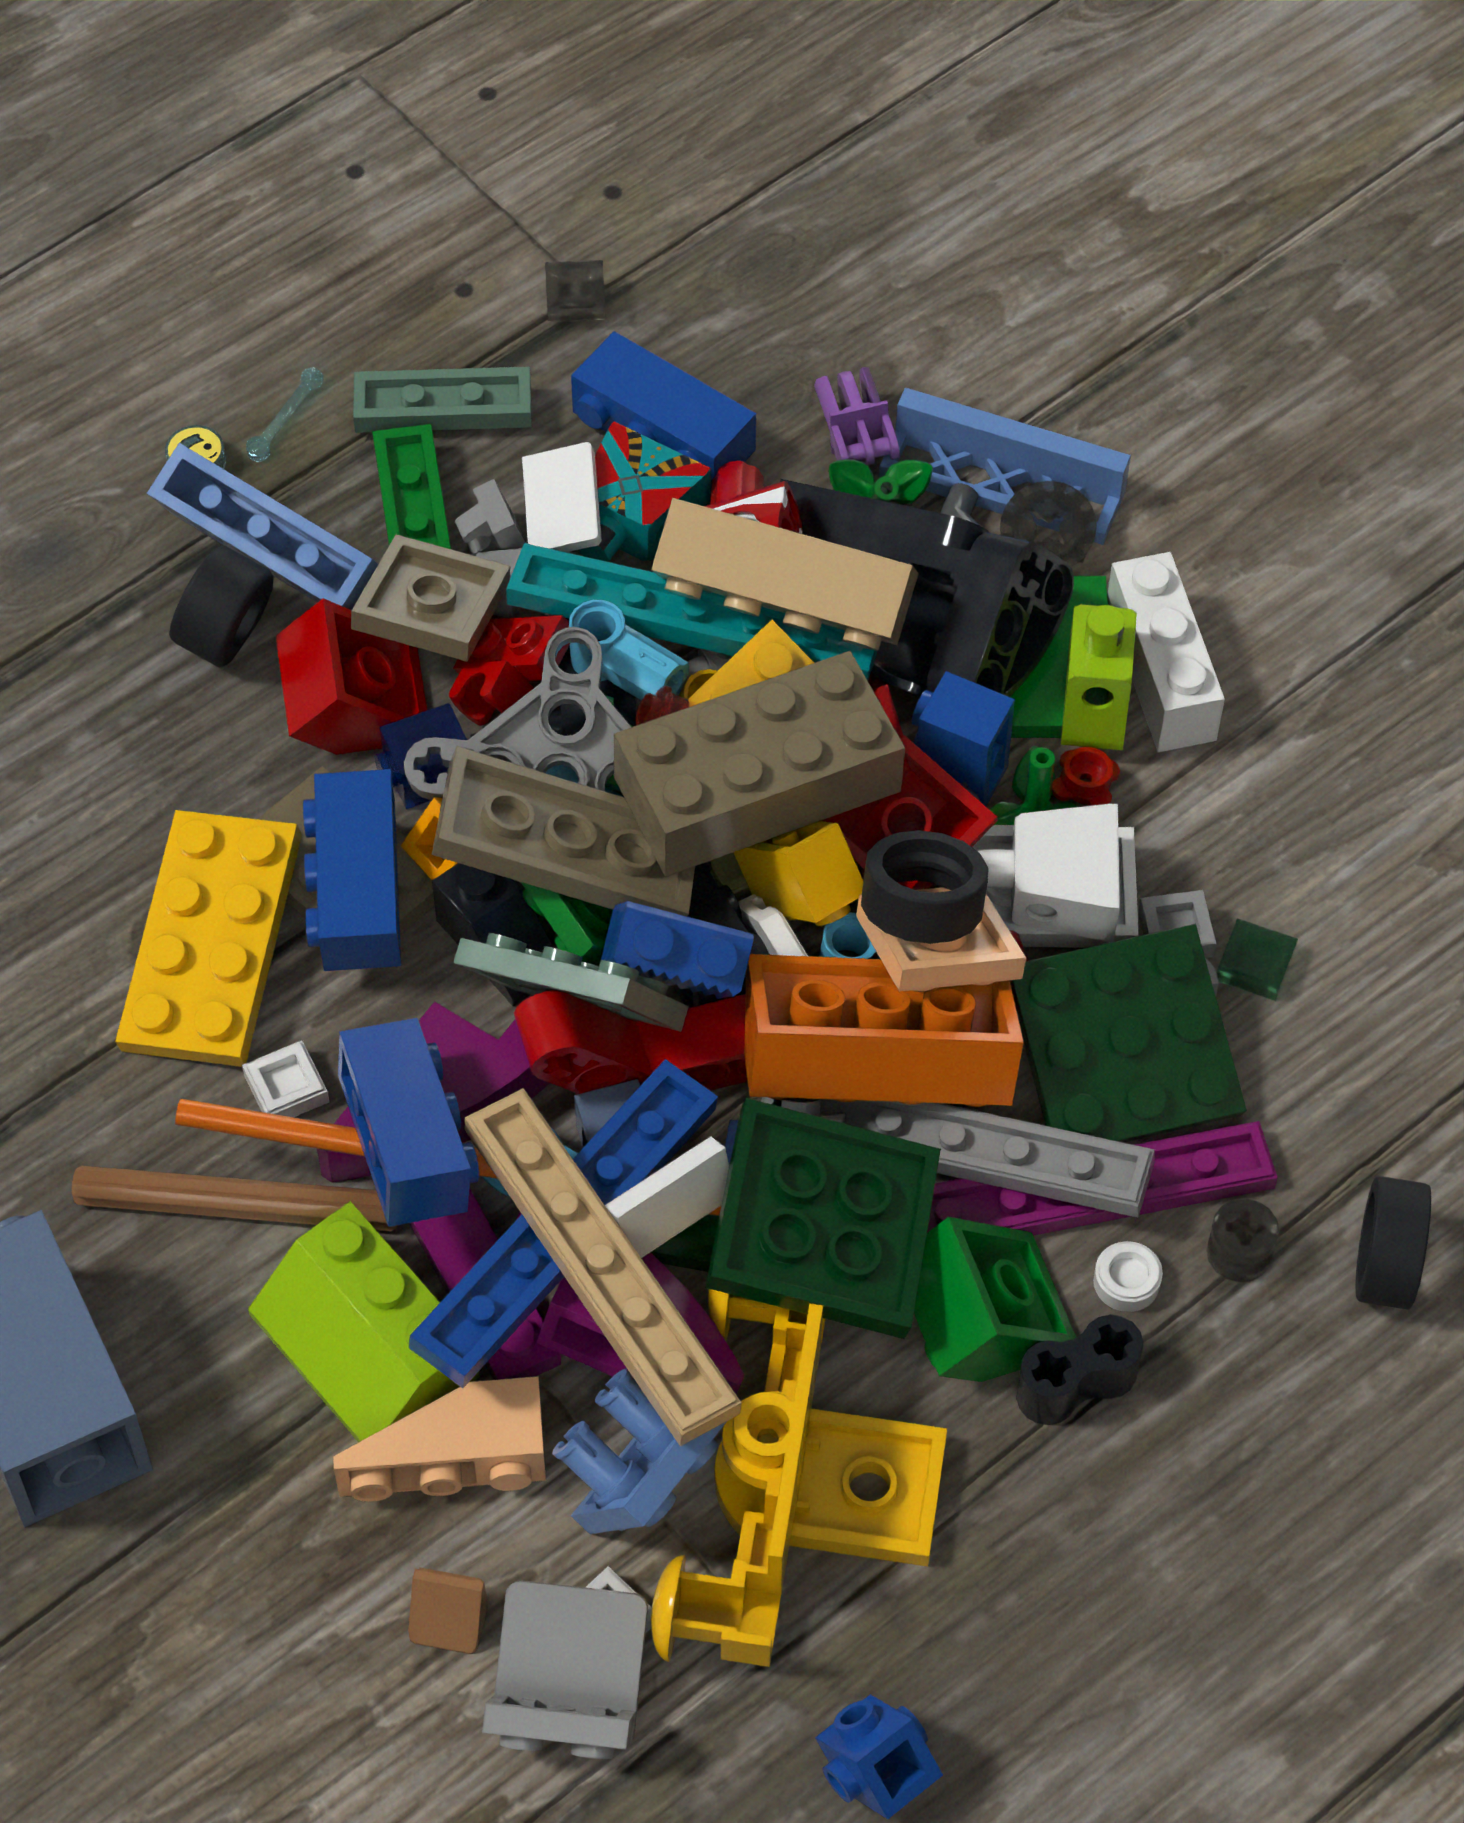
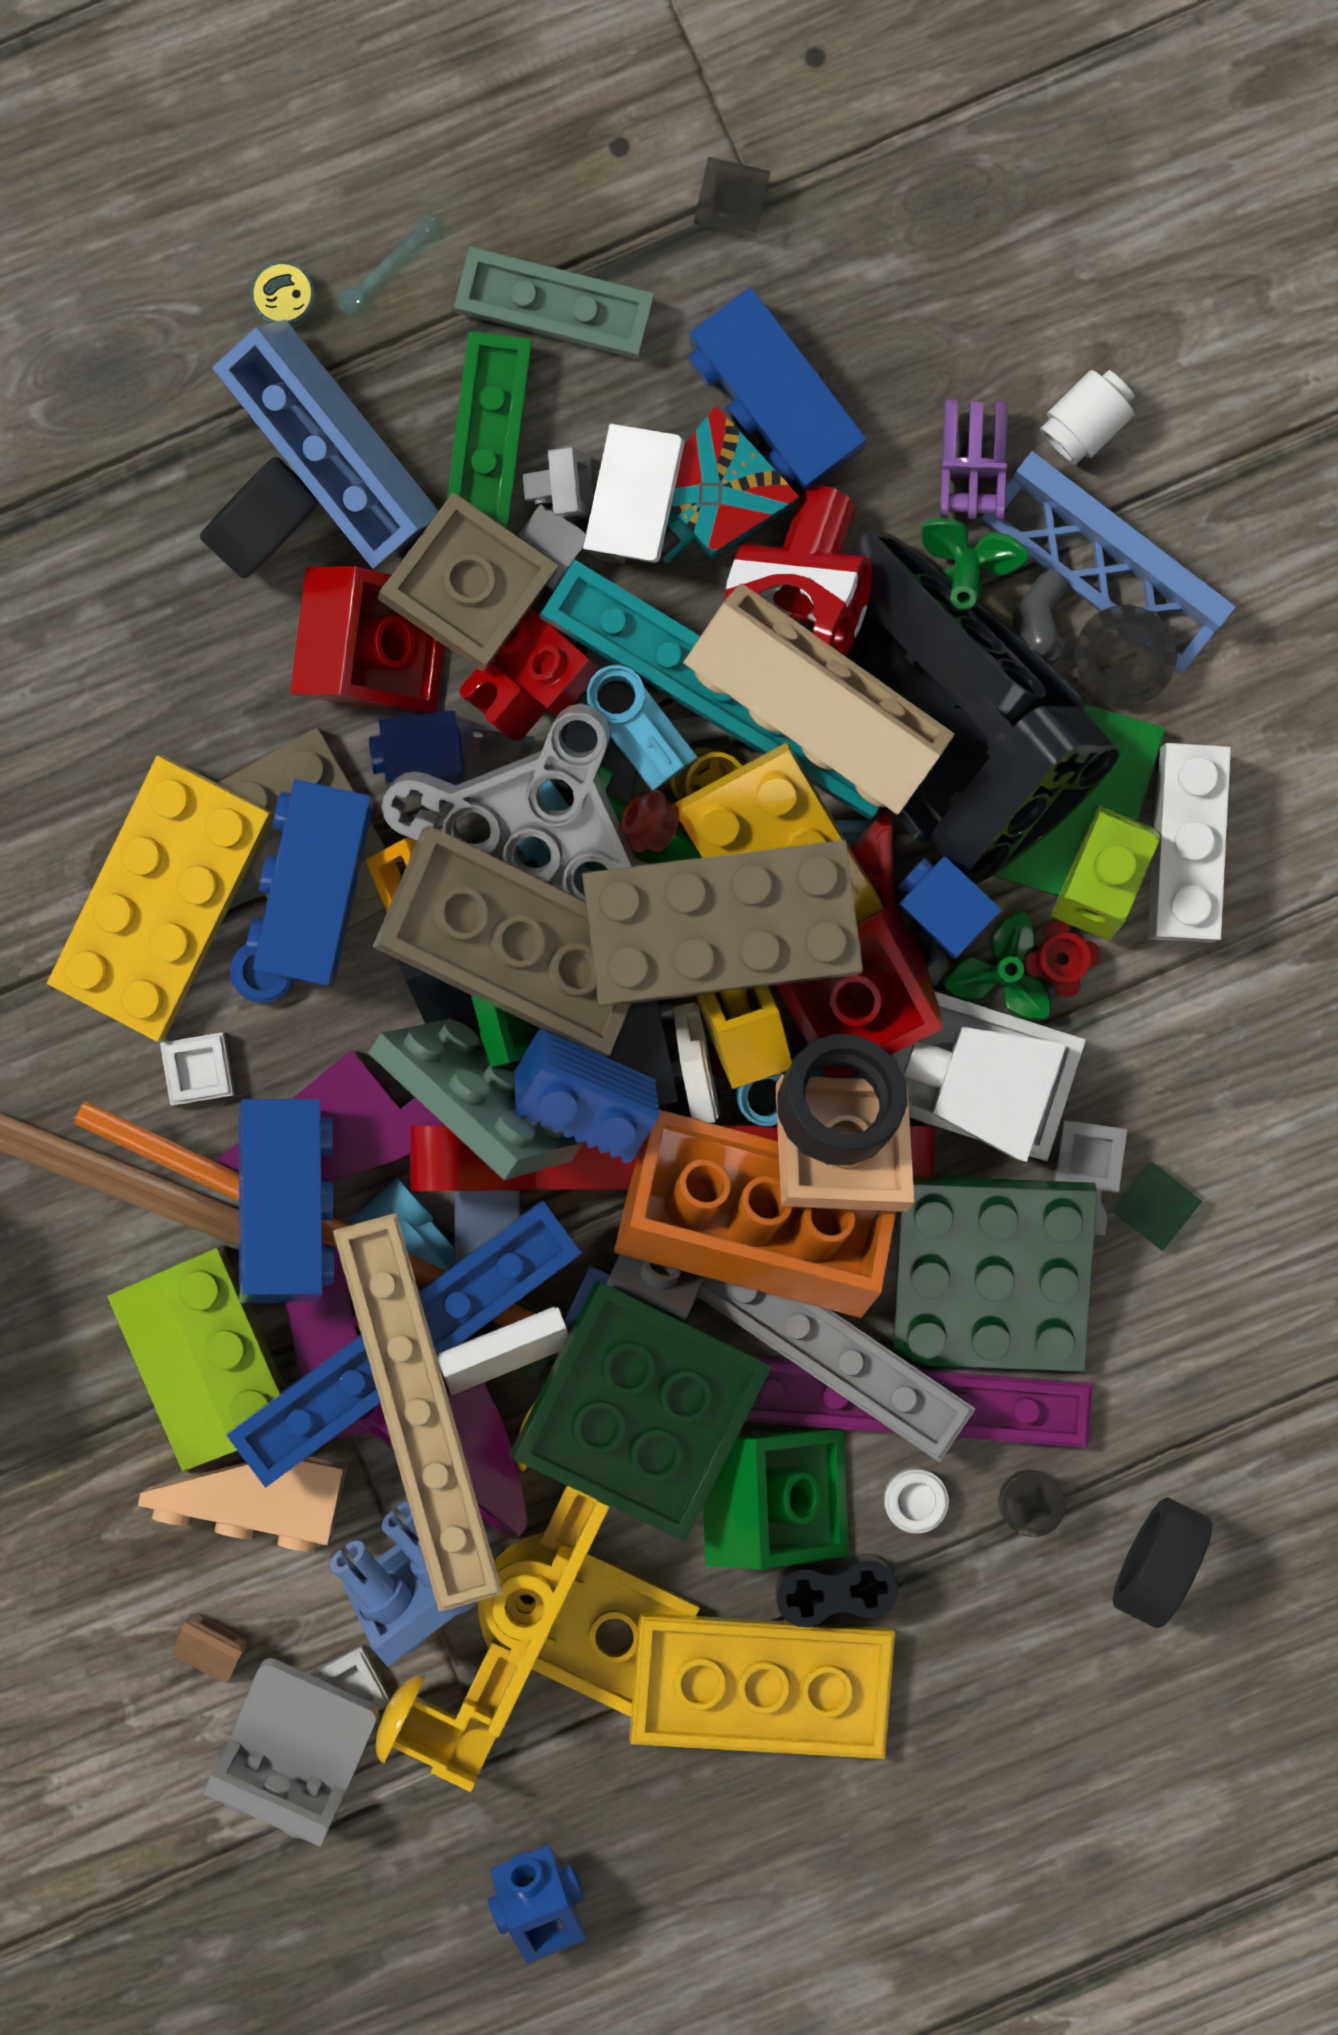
camera: 20 degrees right, 30 degrees up
(325, 992) = (257, 985): none -> blue tile
(946, 362) = (1088, 416): none -> white brick
(1037, 1485) = (761, 1686): none -> yellow tile

